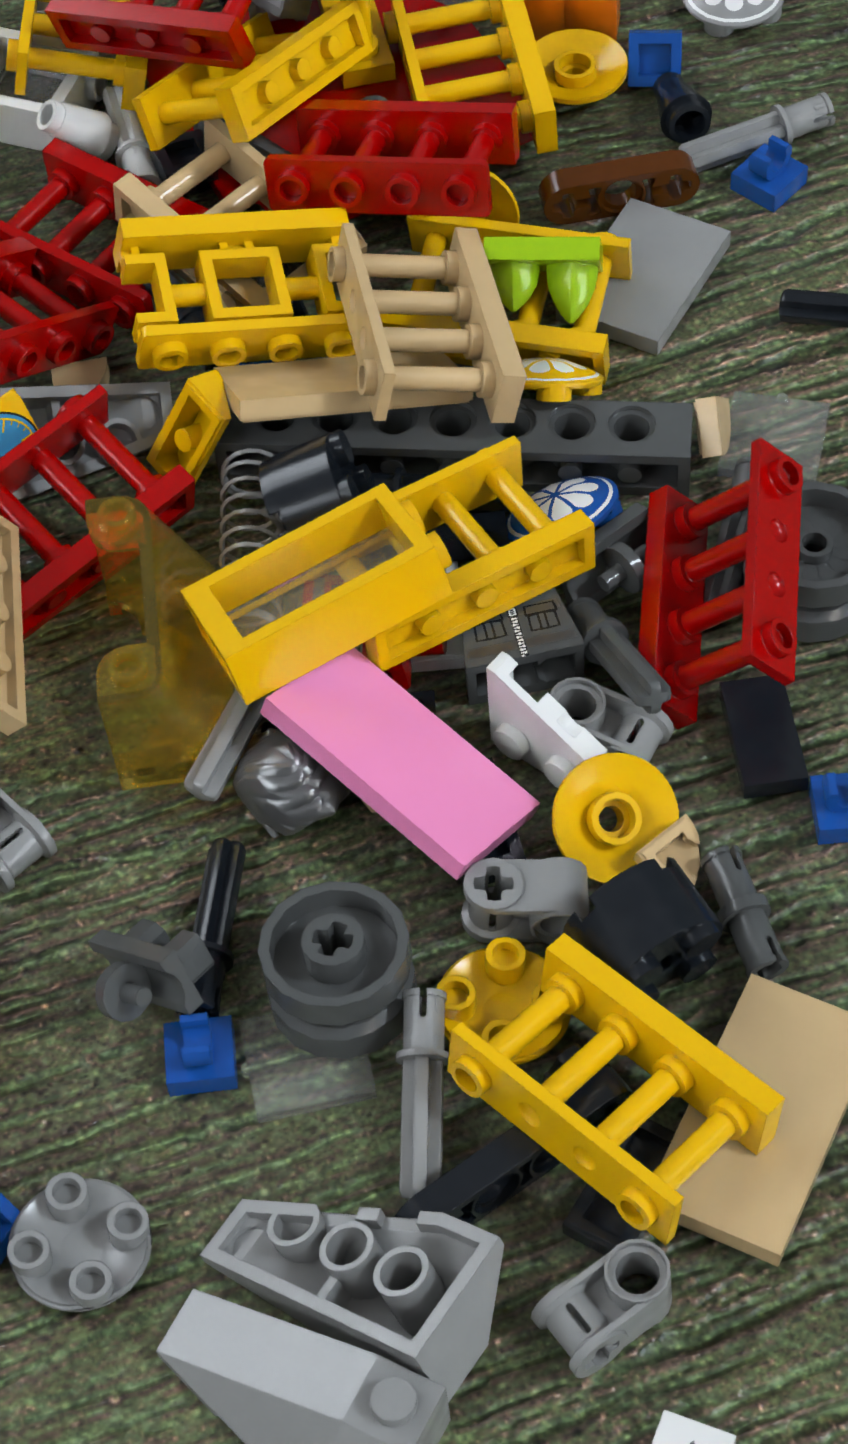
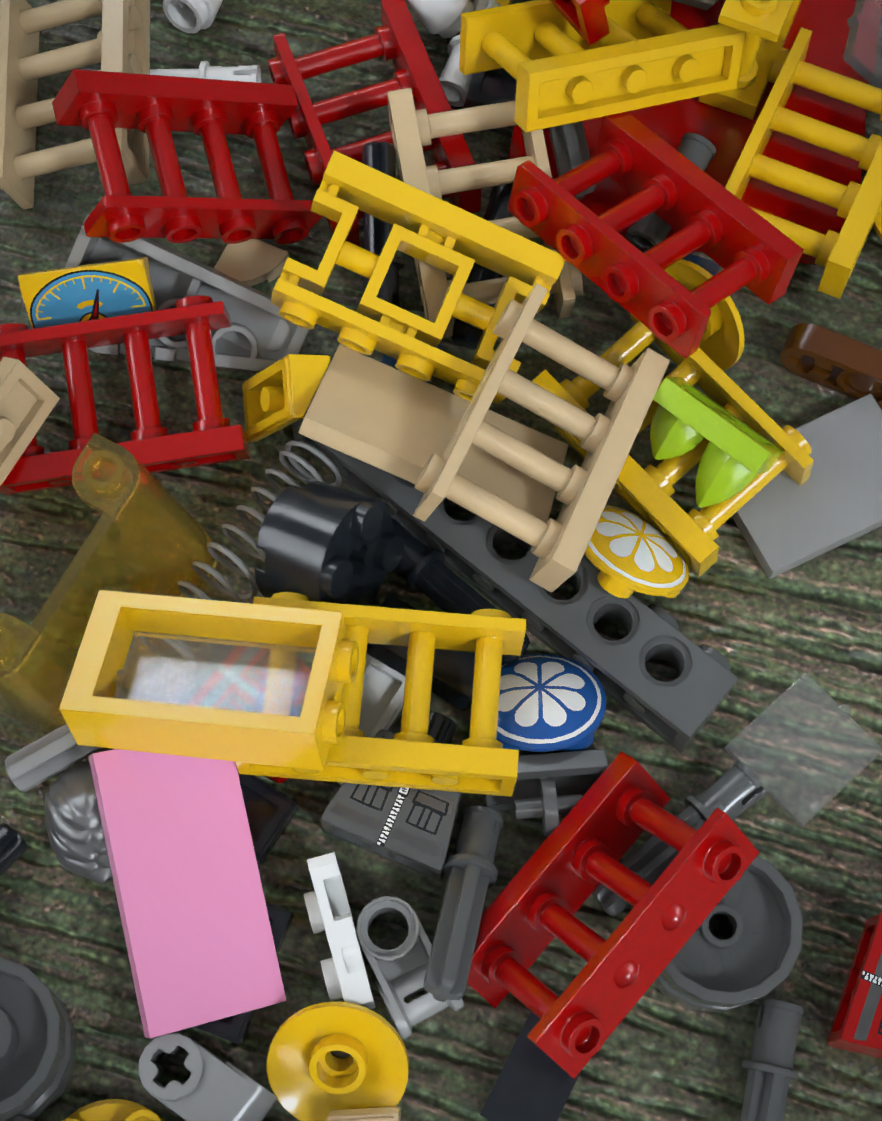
camera: 30 degrees right, 15 degrees up
(713, 425) = (748, 705): tan tile -> none

